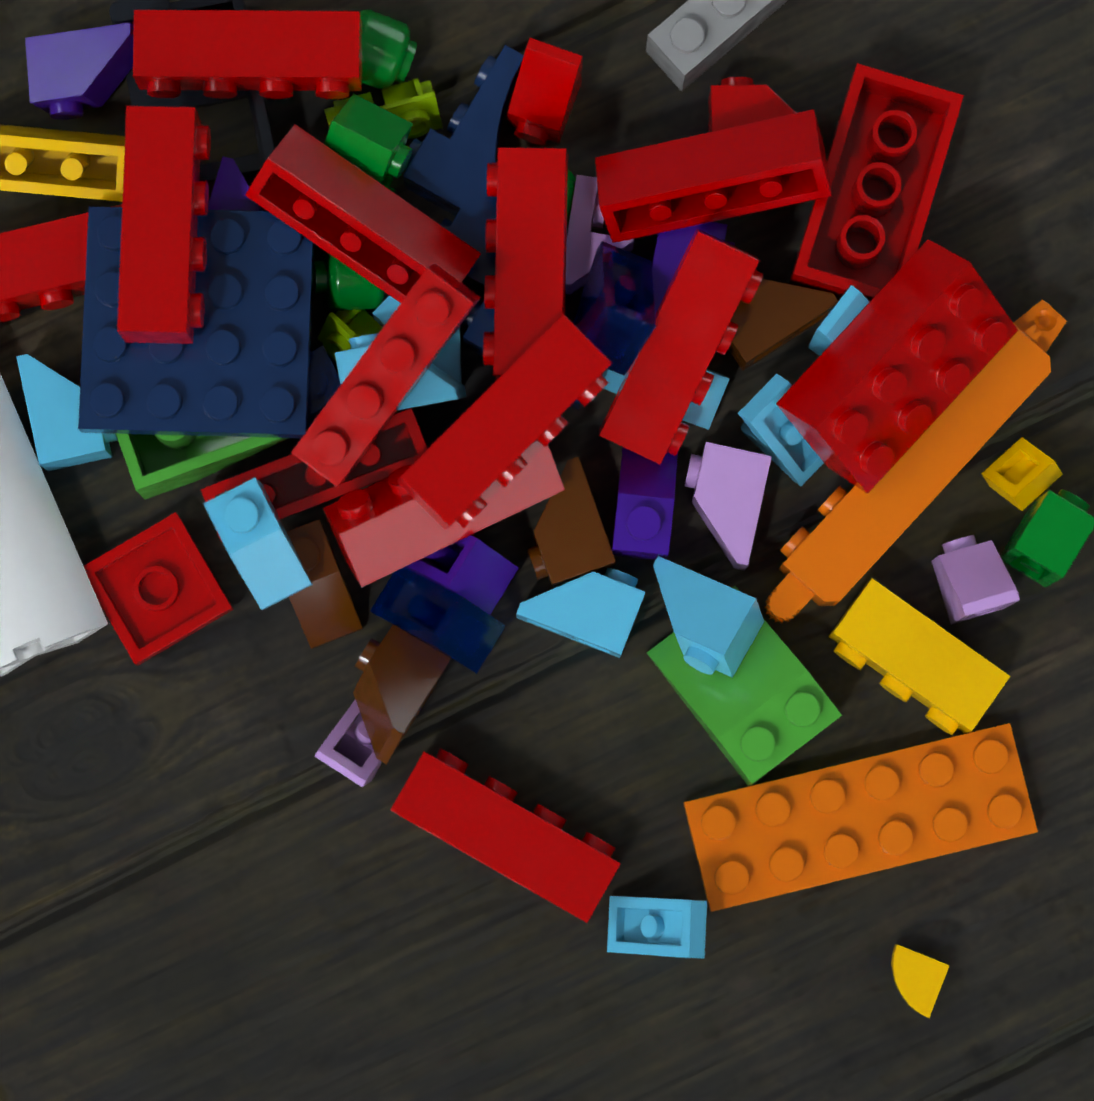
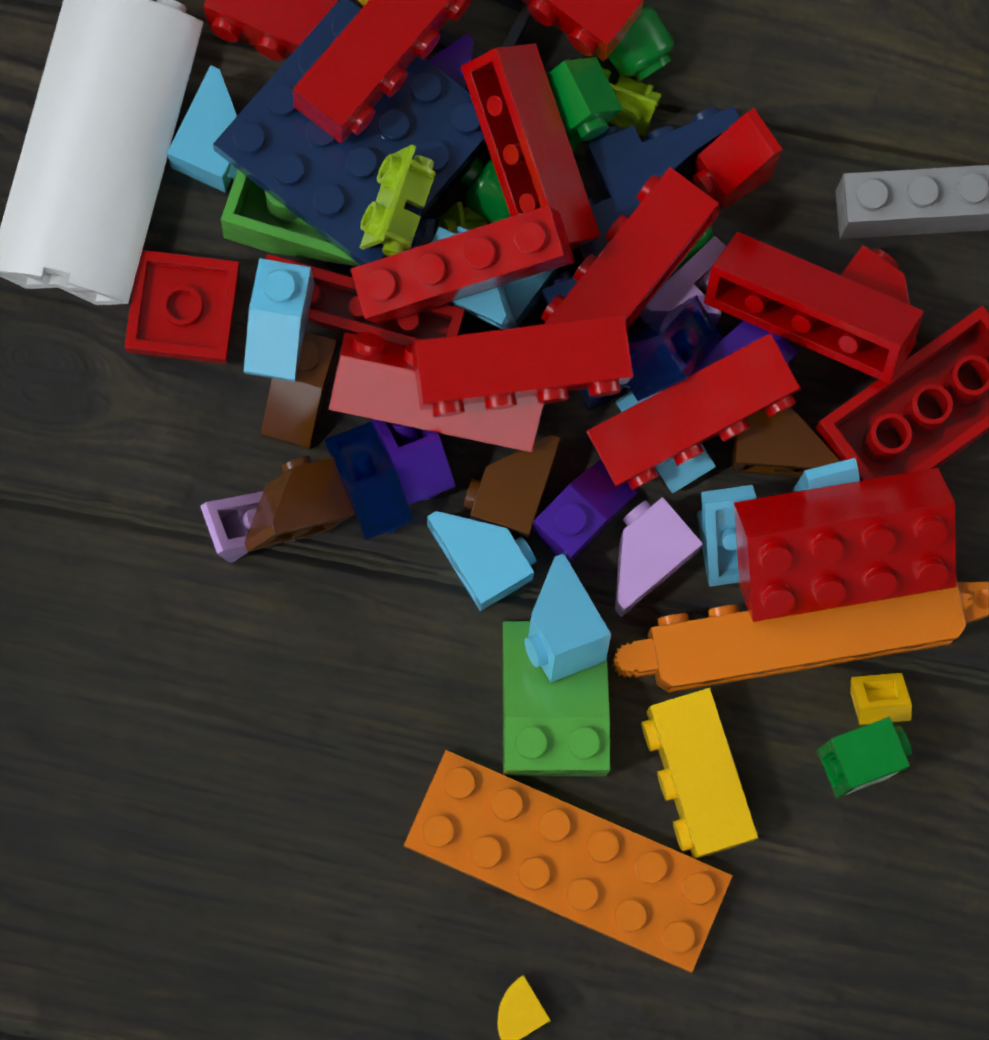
camera: 30 degrees right, 5 degrees down
(287, 385) = (401, 183): none -> lime hinge
(506, 836) = (296, 675): red brick -> none
(657, 926) = (355, 824): medium azure slope -> none
(973, 579) = (784, 747): lavender slope -> none

